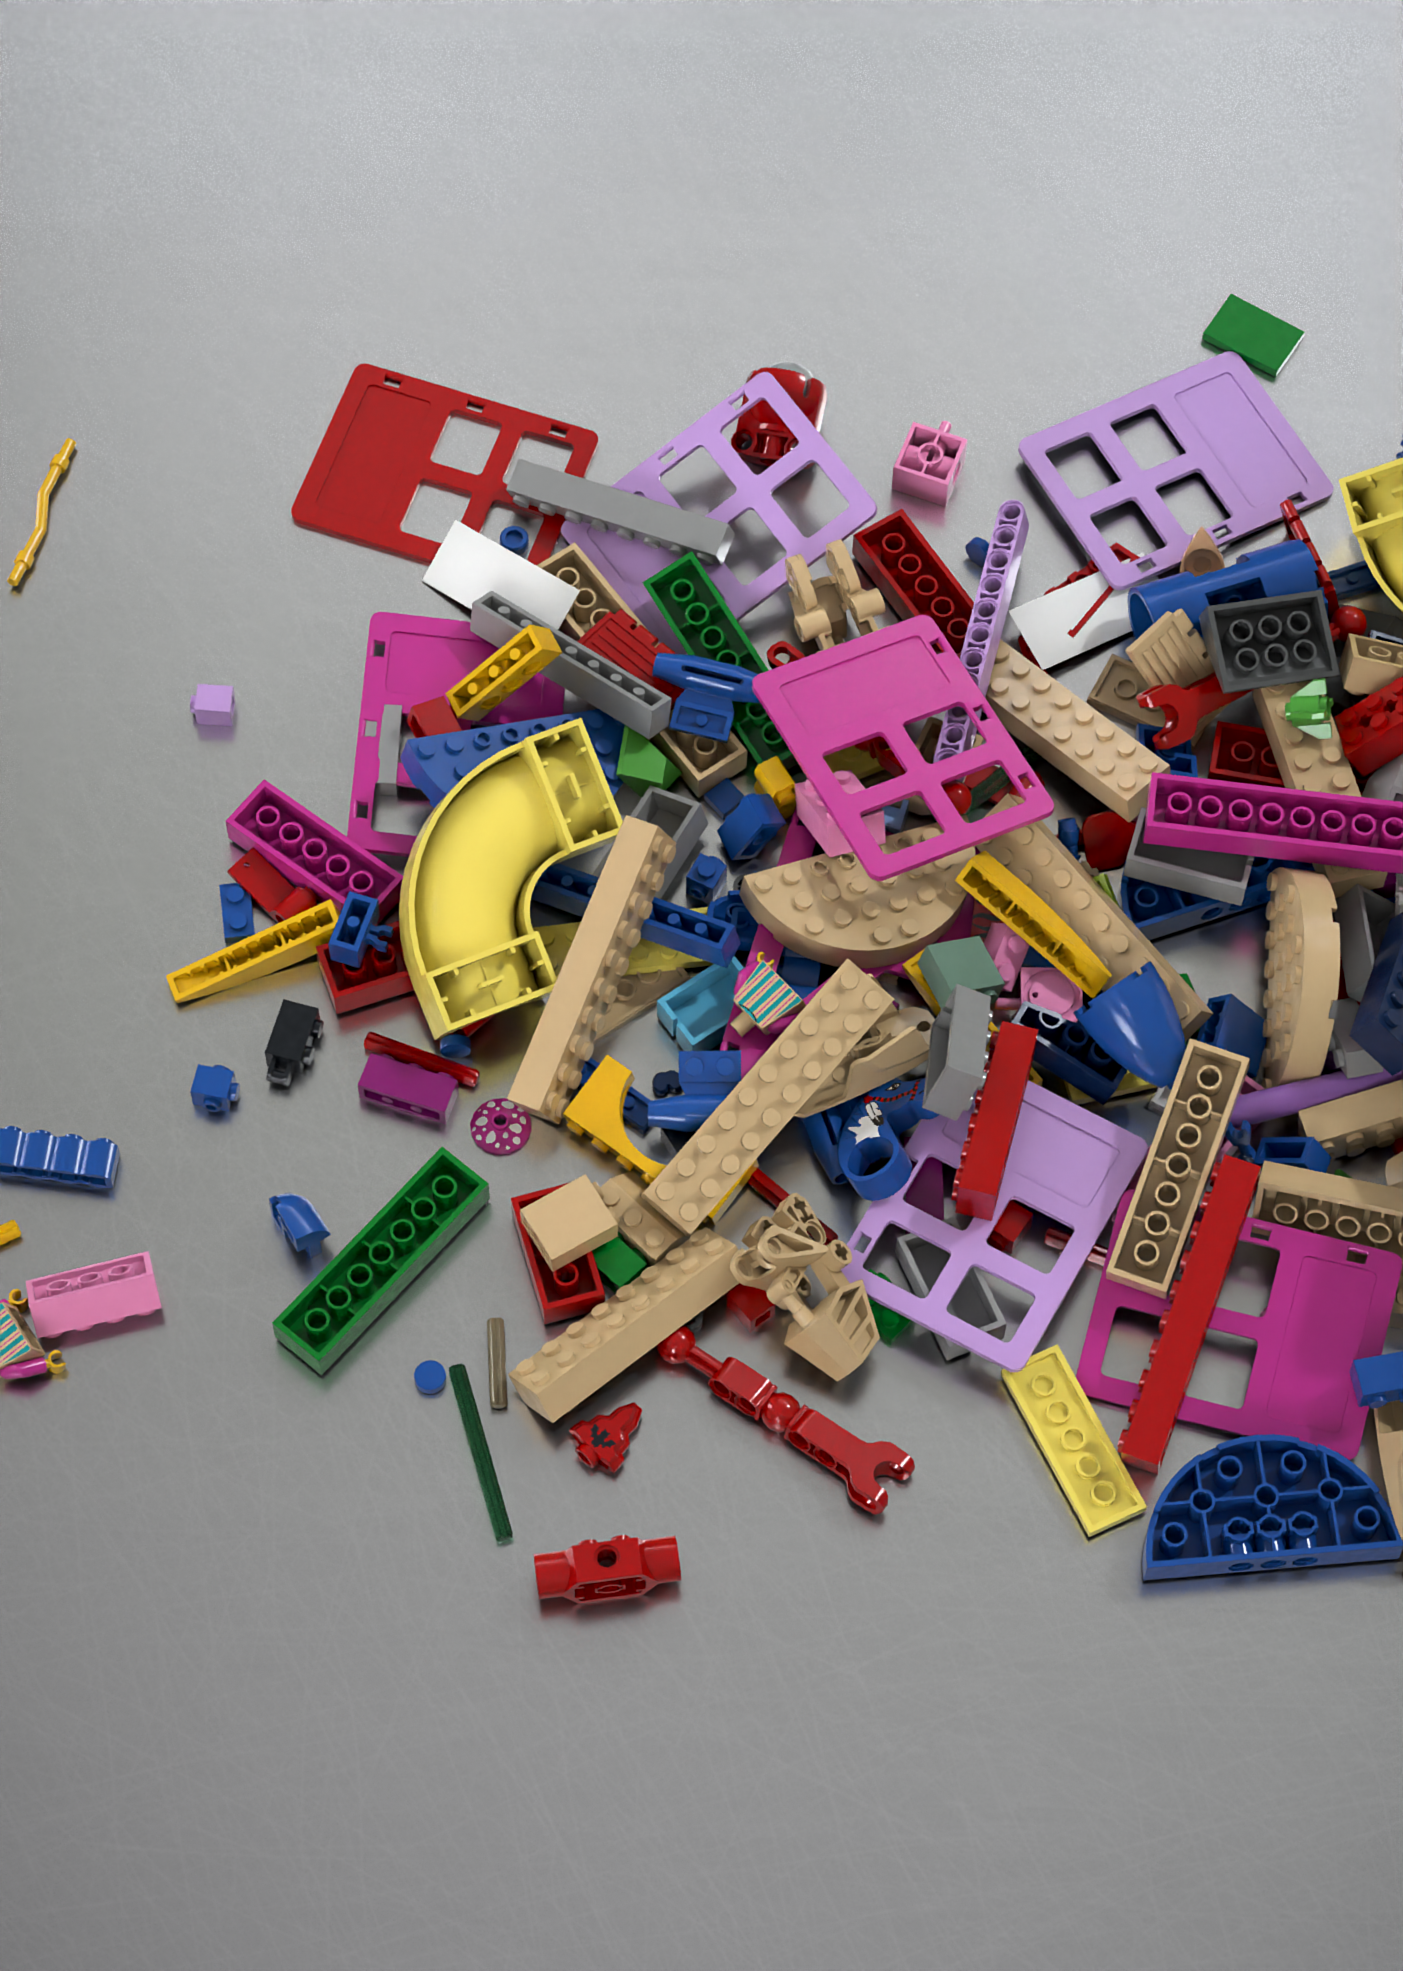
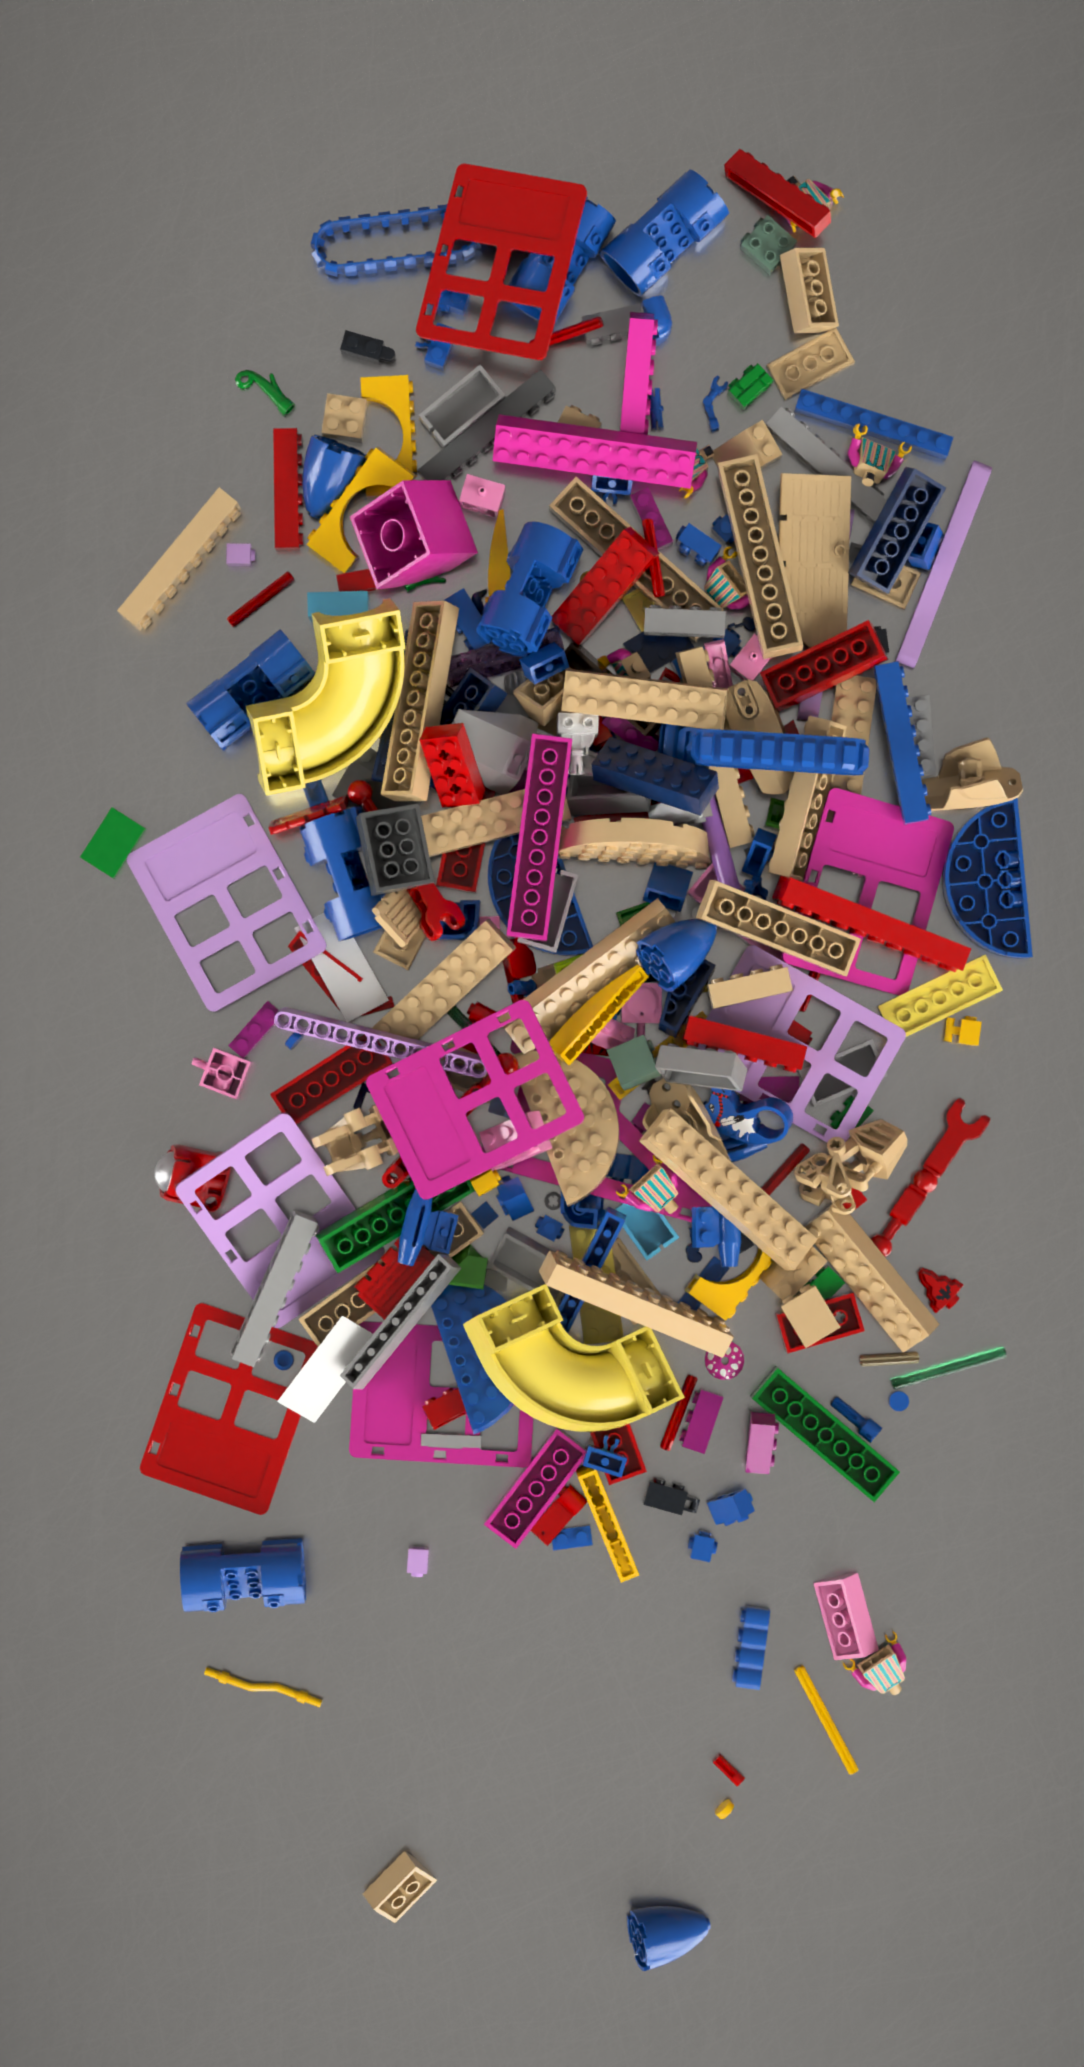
camera: 90 degrees left, 25 degrees up
(206, 438) = (212, 1577): none -> blue cylinder
(274, 1123) = (731, 1507): none -> blue brick
(299, 1222) = (800, 1487): blue brick -> none
(372, 1161) = (761, 1443): none -> brick
(391, 1323) = (867, 1427): none -> blue piece
(503, 672) = (411, 1366): yellow brick -> none
(607, 1568) = (1036, 1305): red brick -> none
(985, 494) = (255, 1030): none -> magenta brick
(1020, 1479) = (967, 1032): none -> yellow brick
(1083, 1127) = (748, 988): none -> tan brick
(1201, 555) = (308, 888): light nougat piece -> none
(1309, 709) = (449, 824): bright green brick -> none

